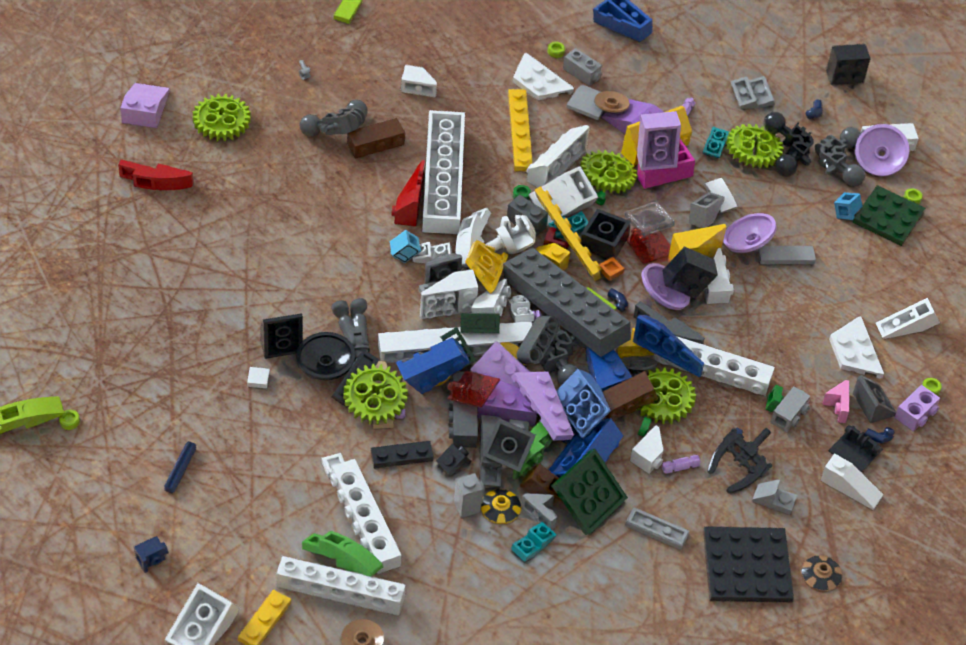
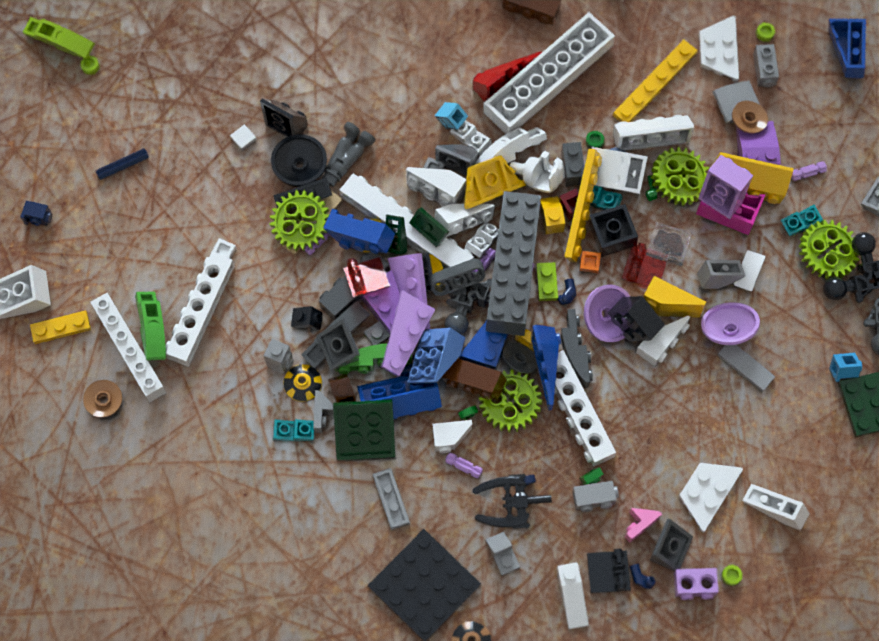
camera: 50 degrees right, 20 degrees up
(402, 454) = (277, 282): black plate -> none

